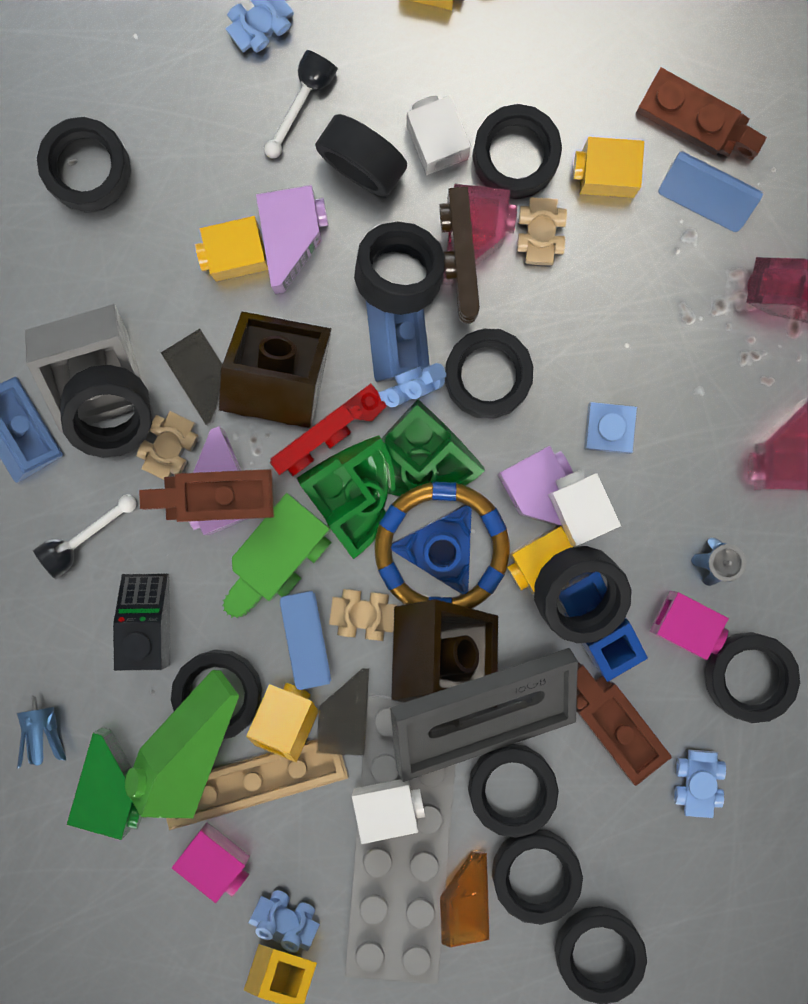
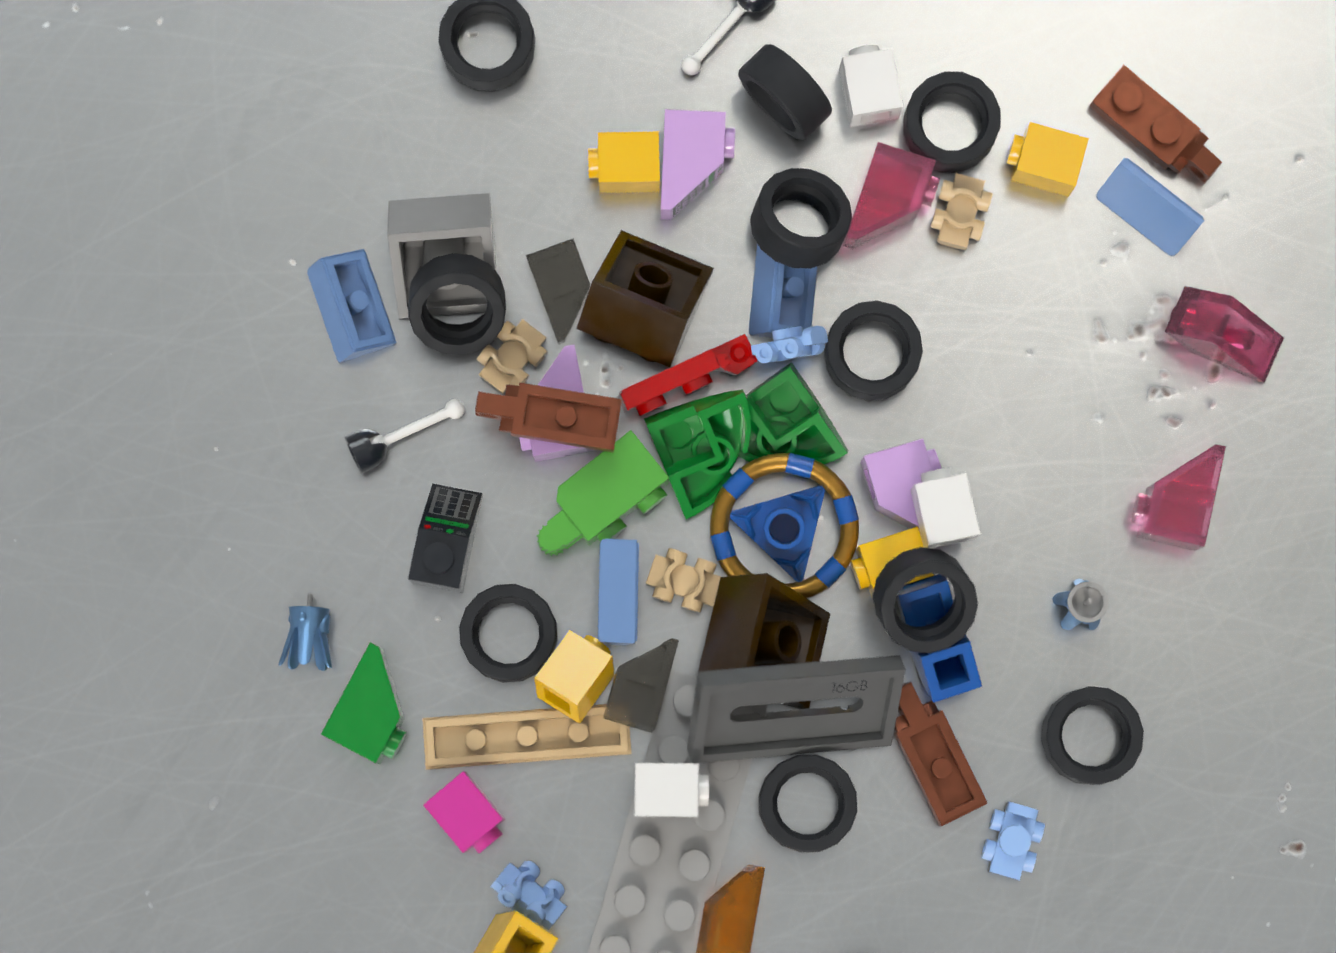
camera: 10 degrees right, 5 degrees down
(182, 751) = (463, 679): bright green slope -> none
(460, 261) = (867, 223): dark brown hinge -> none
(558, 905) = (851, 916): black tyre -> none
(610, 428) = (993, 436): light blue plate -> none
(690, 625) = (1036, 665): dark pink brick -> none

